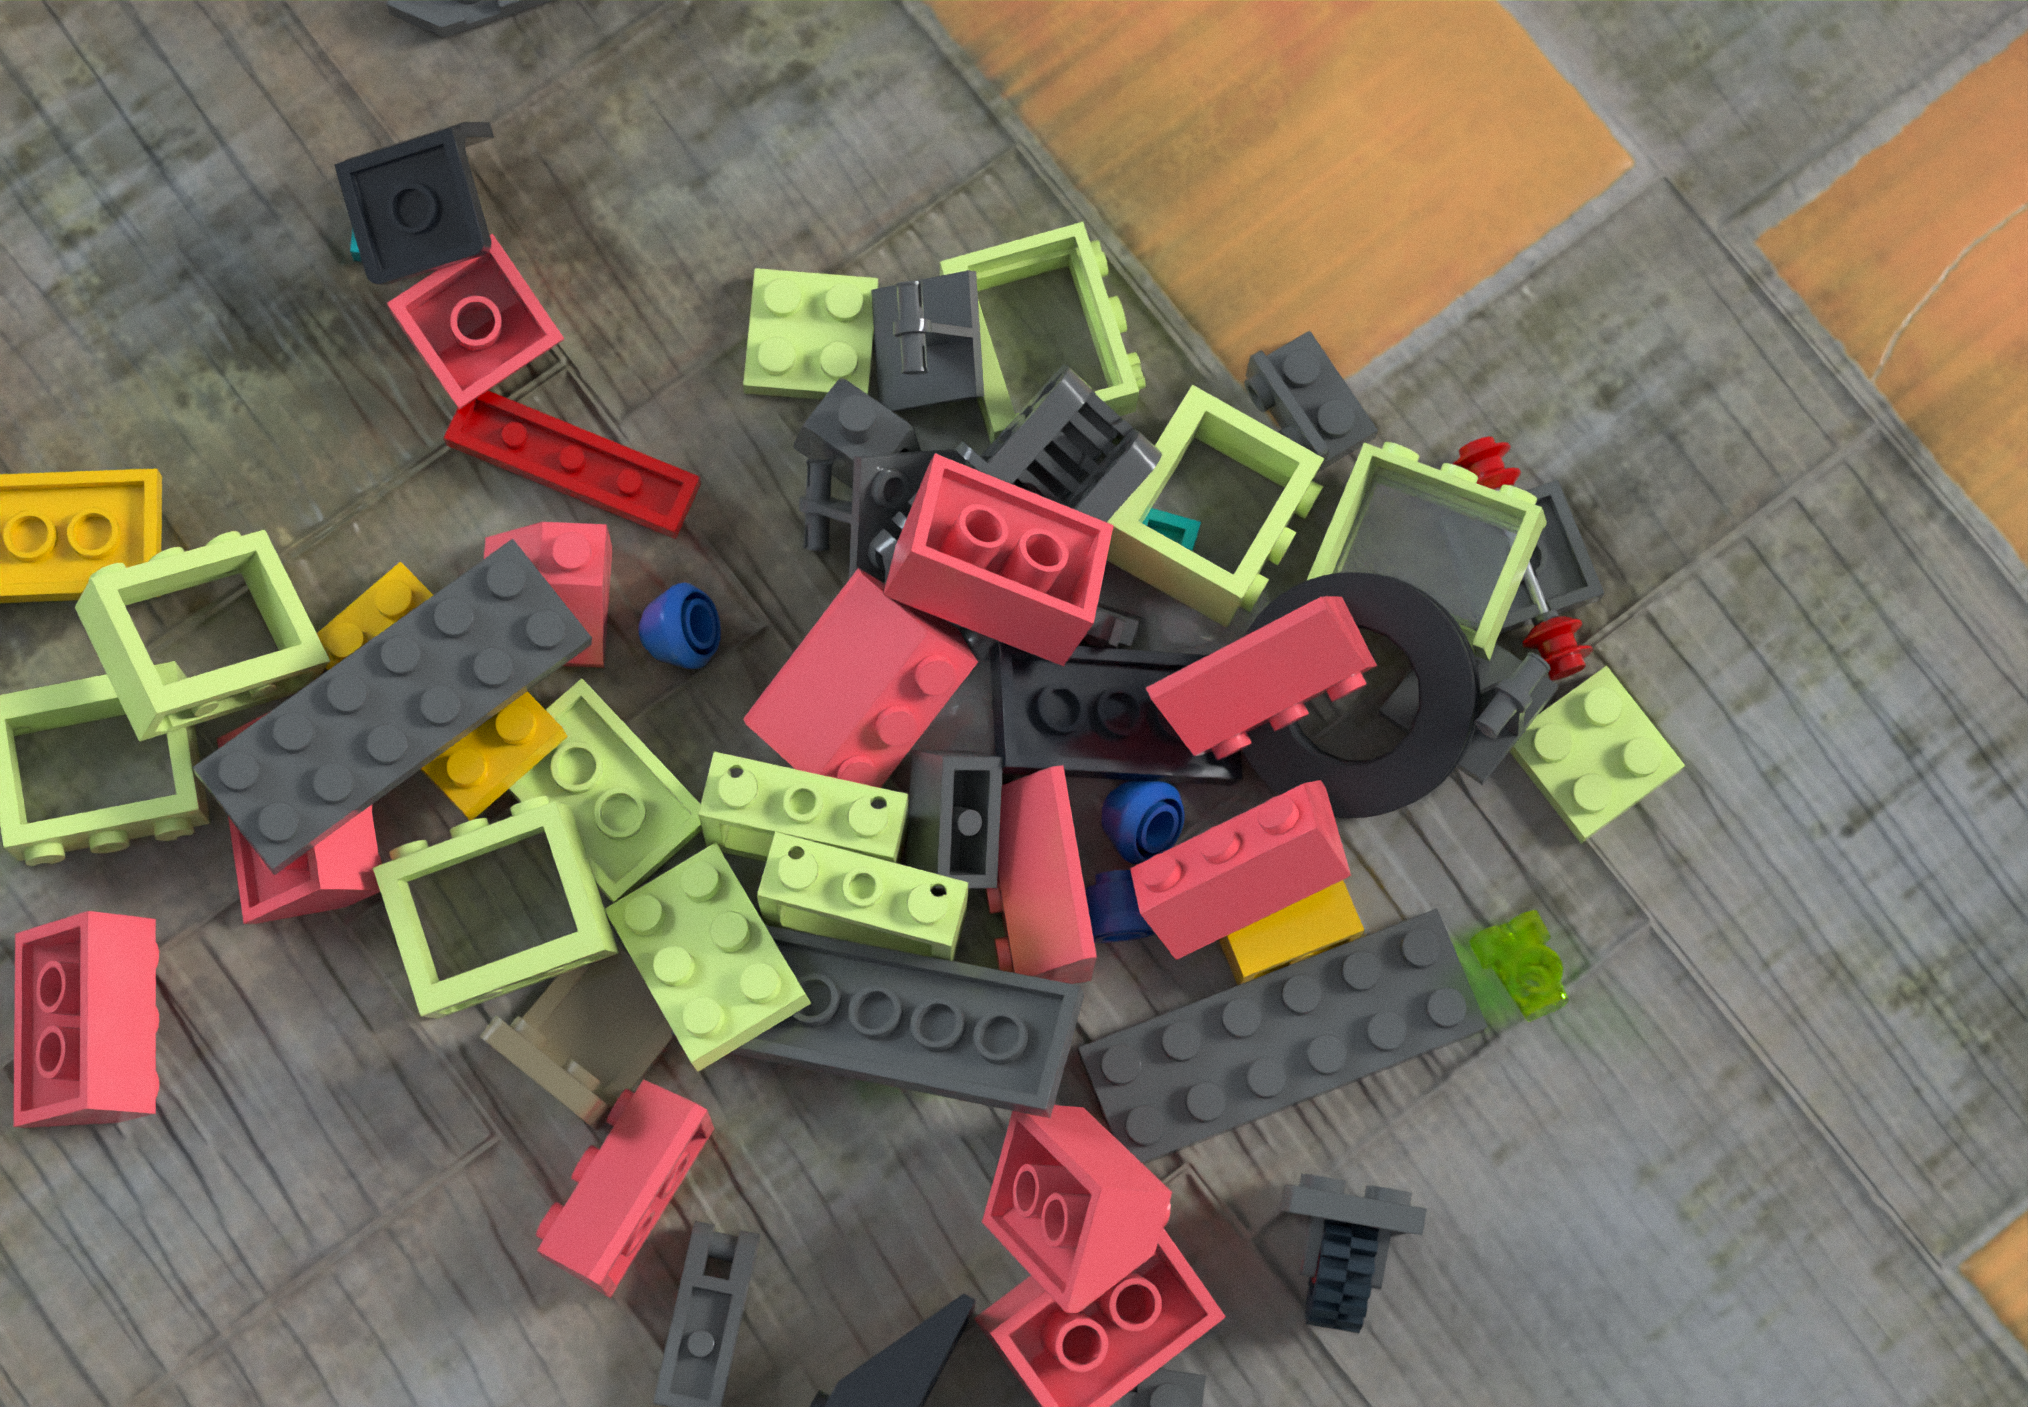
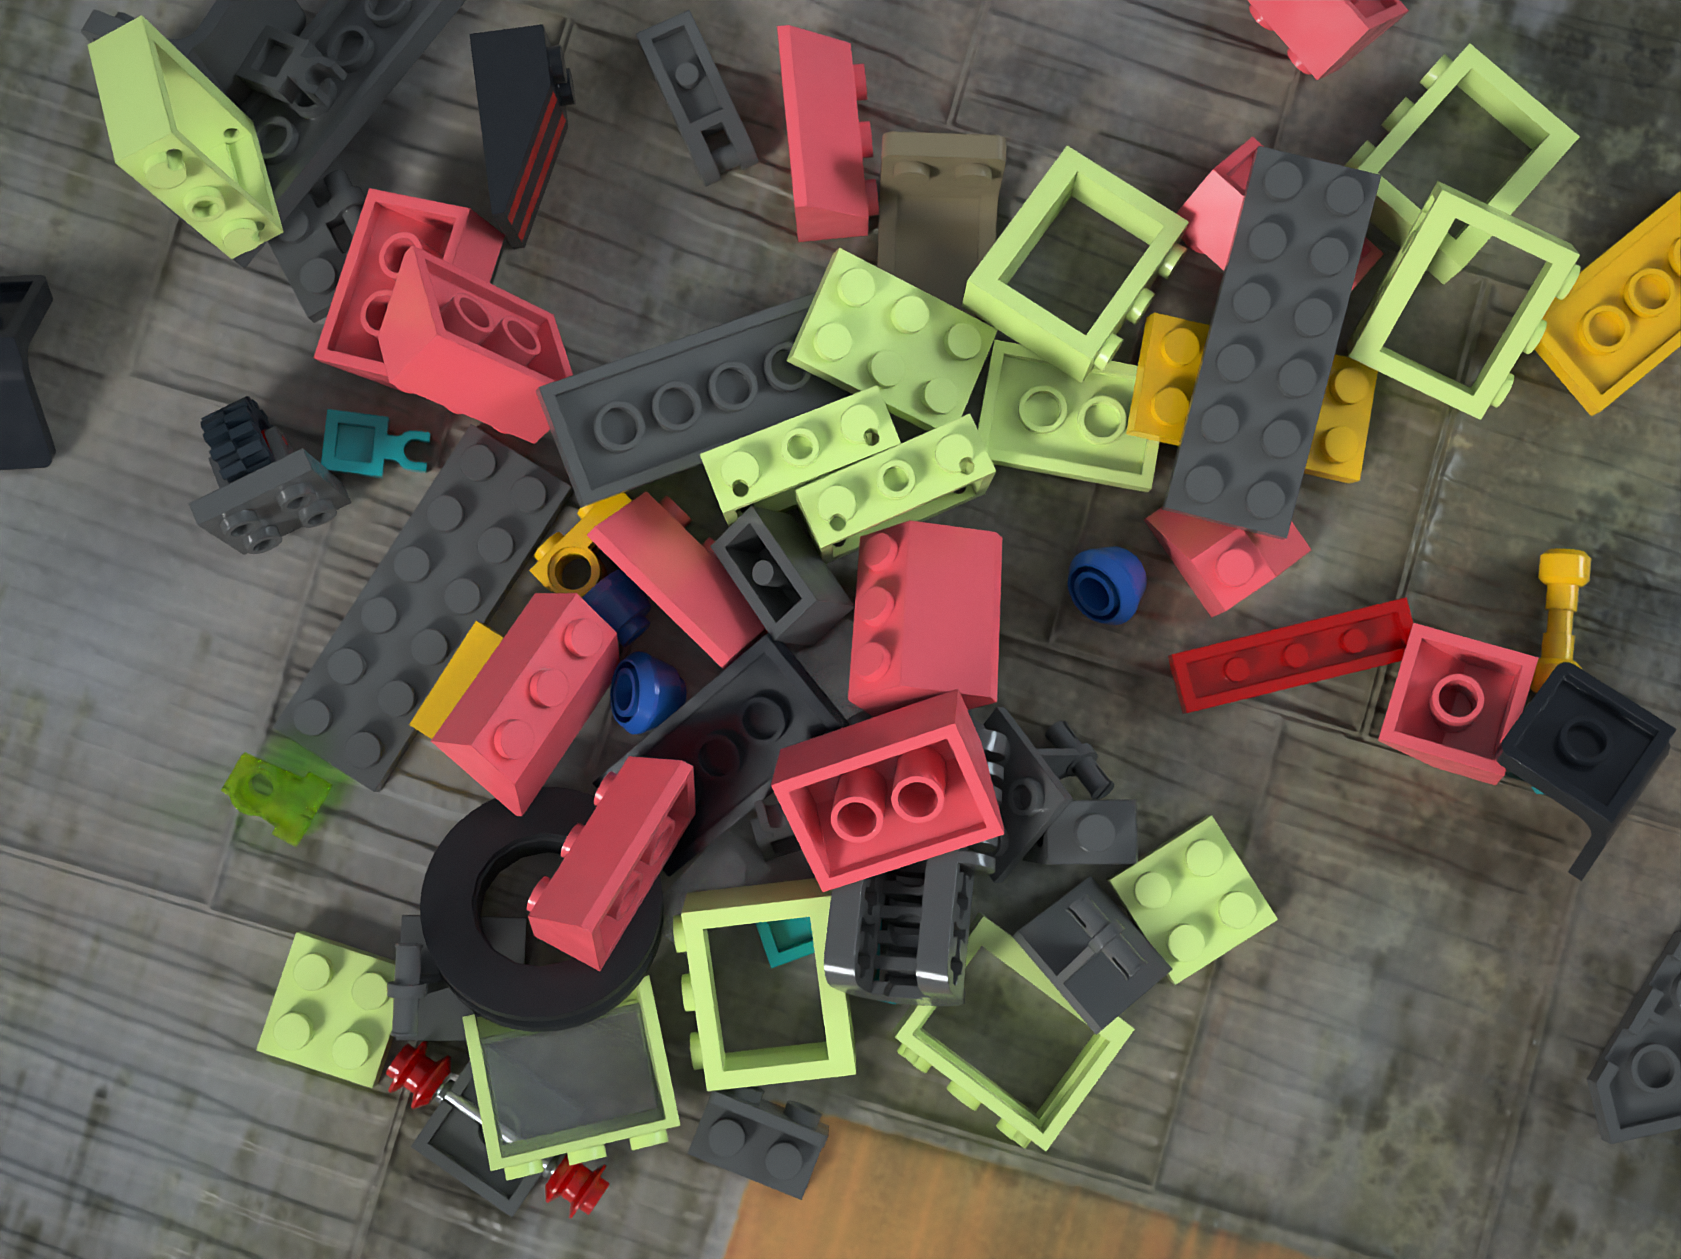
camera: 150 degrees right, 10 degrees up
(297, 365) = (1563, 574): none -> yellow piece
(1106, 989) = (561, 549): none -> yellow plate
(1235, 1219) = (361, 444): none -> teal plate

